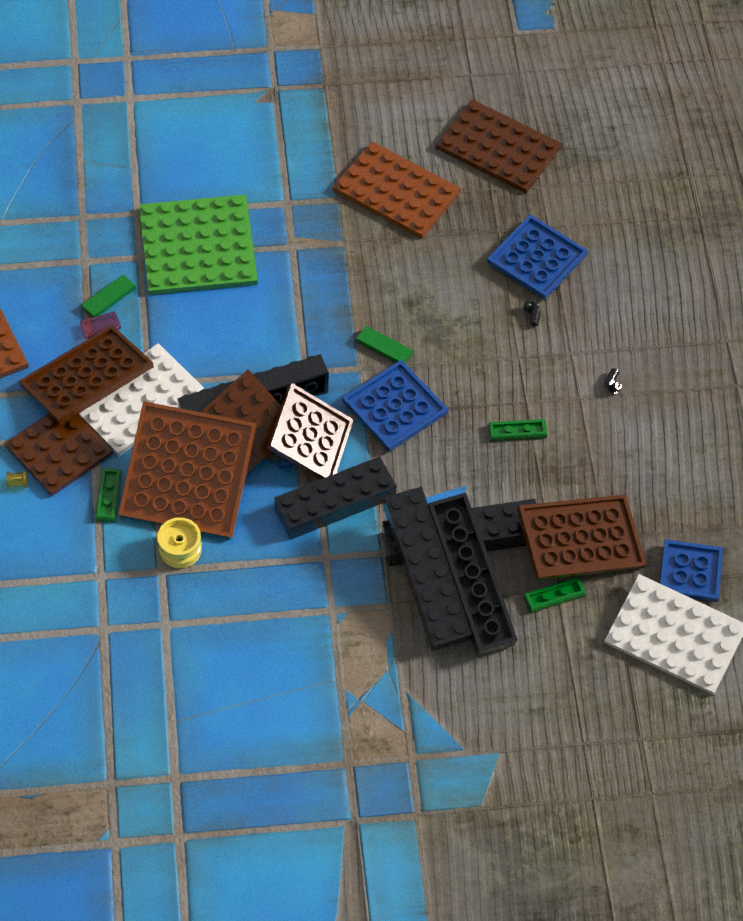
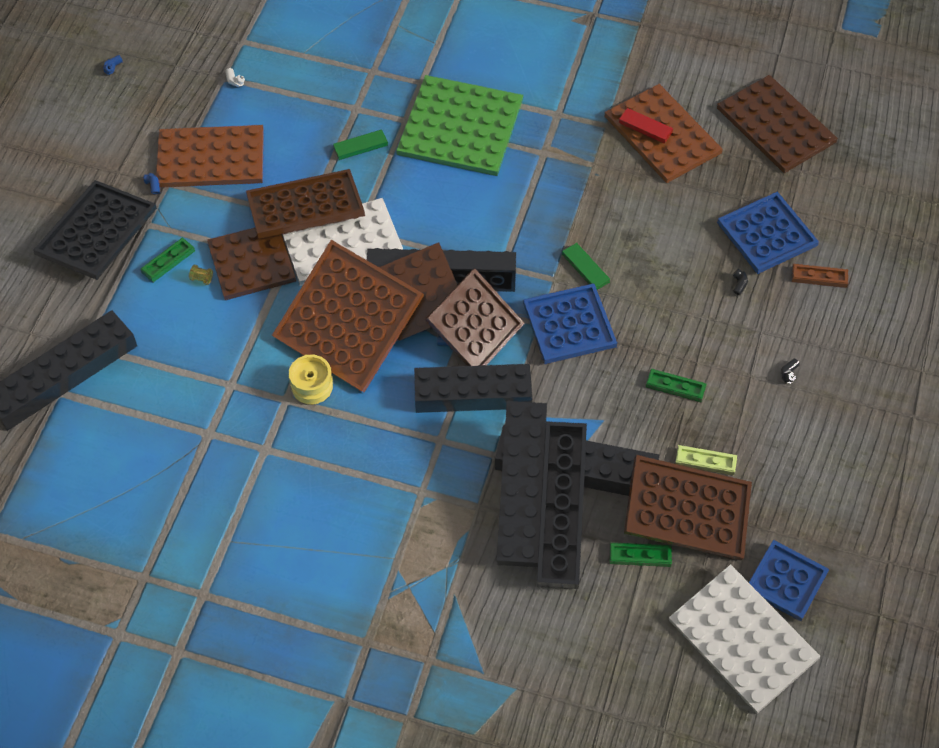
camera: 25 degrees right, 0 degrees up
(97, 324) = (338, 164): clear pink tile -> none
(108, 495) = (272, 316): green tile -> none
(380, 188) = (645, 125): none -> red tile
(574, 489) = (706, 460): none -> yellowish green tile
(601, 282) = (820, 275): none -> dark orange tile

